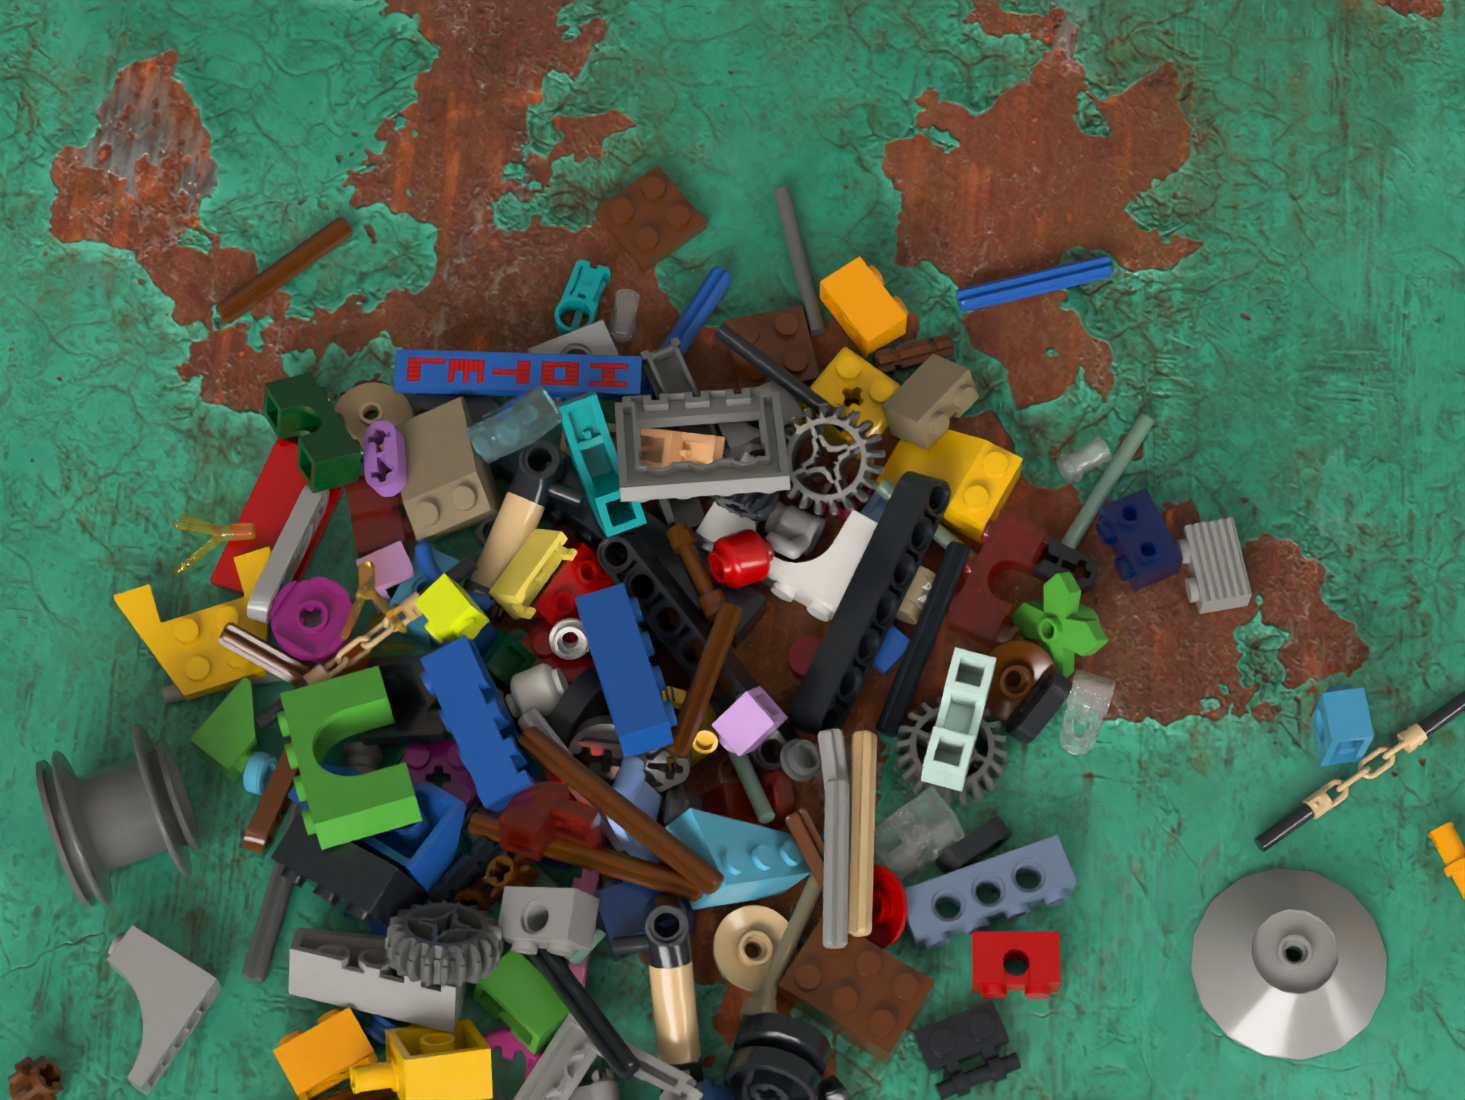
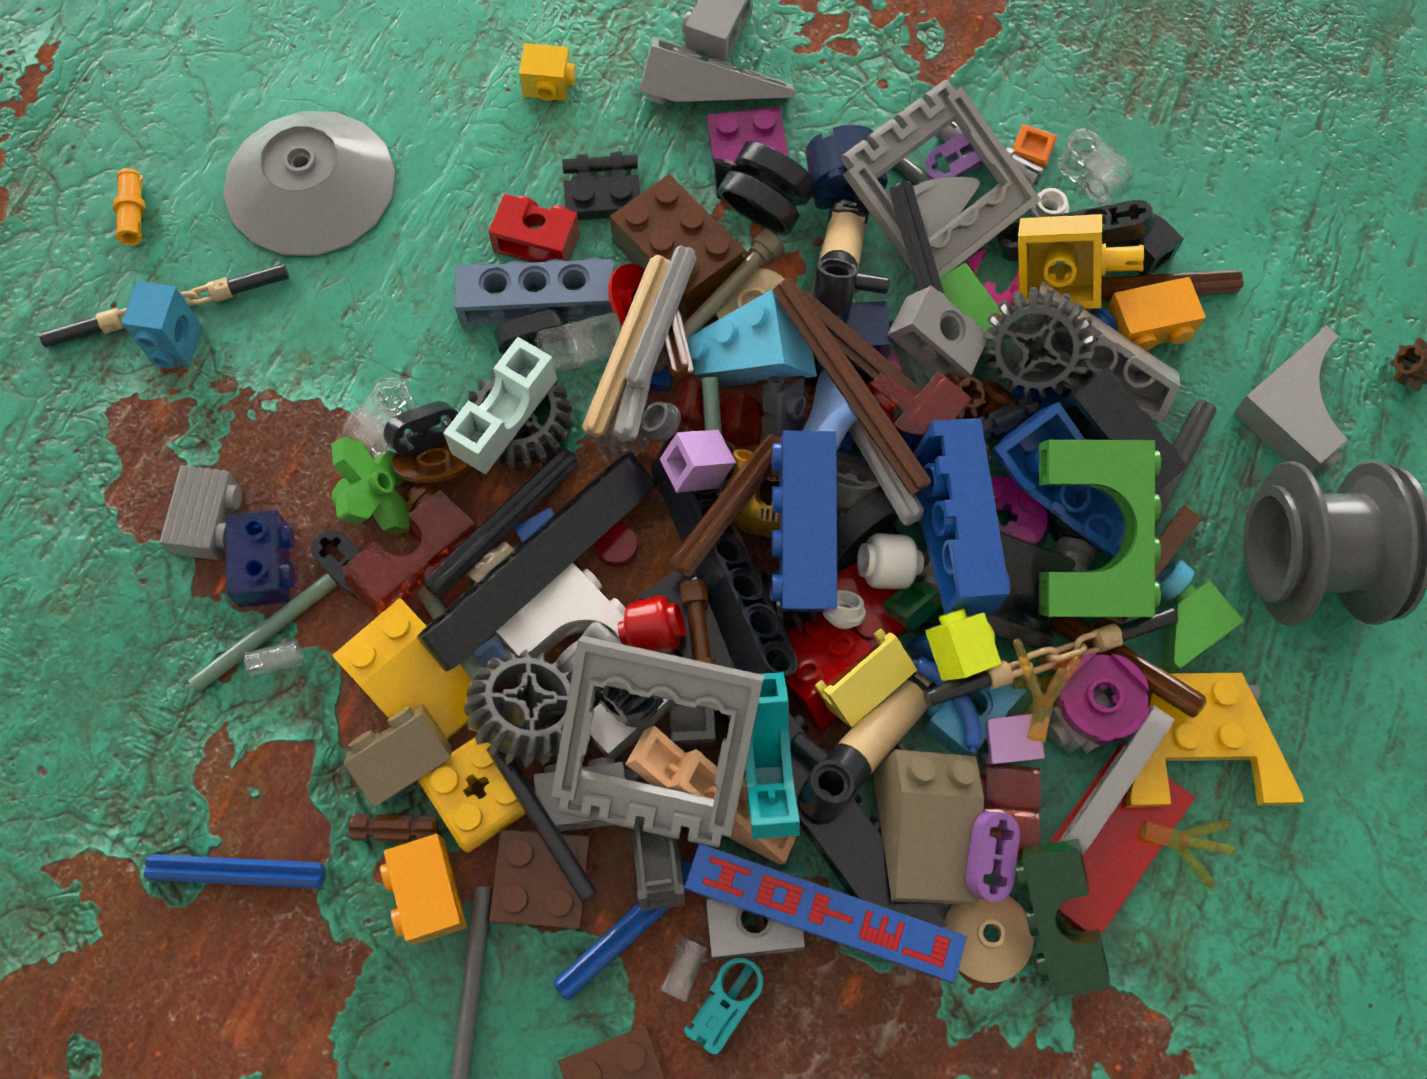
camera: 165 degrees left, 0 degrees up
(514, 424) = (850, 825): clear light blue brick -> none

